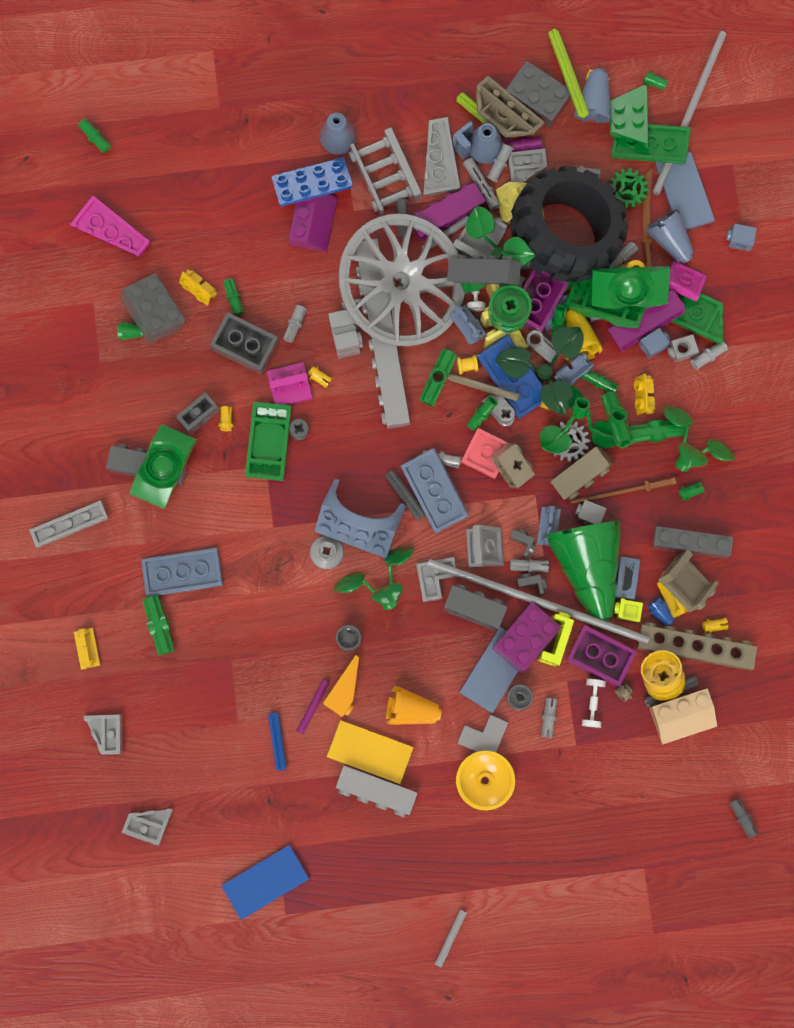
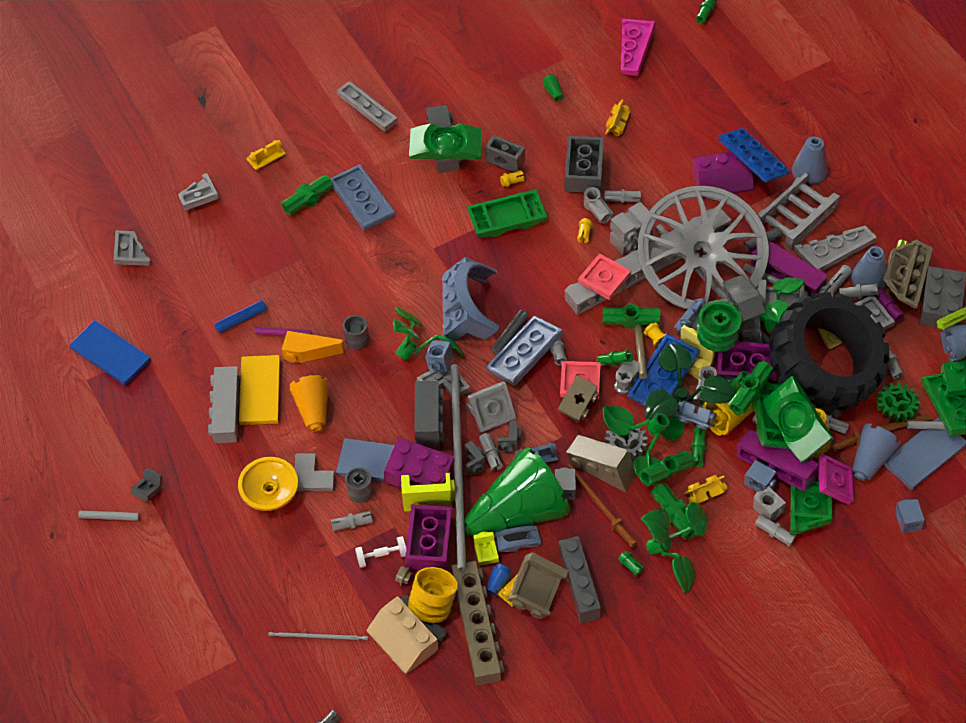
camera: 70 degrees right, 25 degrees down
(152, 308) = (579, 91): dark grey brick -> none
(233, 297) = (621, 146): green axle -> none
(289, 384) = (565, 211): dark pink bracket -> none
(297, 432) = (531, 236): dark grey wheel -> none
(299, 352) = (595, 204): none -> light grey piece
(324, 561) = (428, 300): light grey piece -> none
(394, 384) = (604, 276): none -> coral plate
(406, 572) = (439, 356): none -> sand blue brick
(437, 893) = (148, 486): none -> dark grey bracket
(461, 143) = (858, 250): sand blue panel -> none
(572, 300) = (751, 388): none -> green piece
(650, 789) = (324, 636): none -> light grey piece
(714, 625) = (506, 632): yellow pin -> none

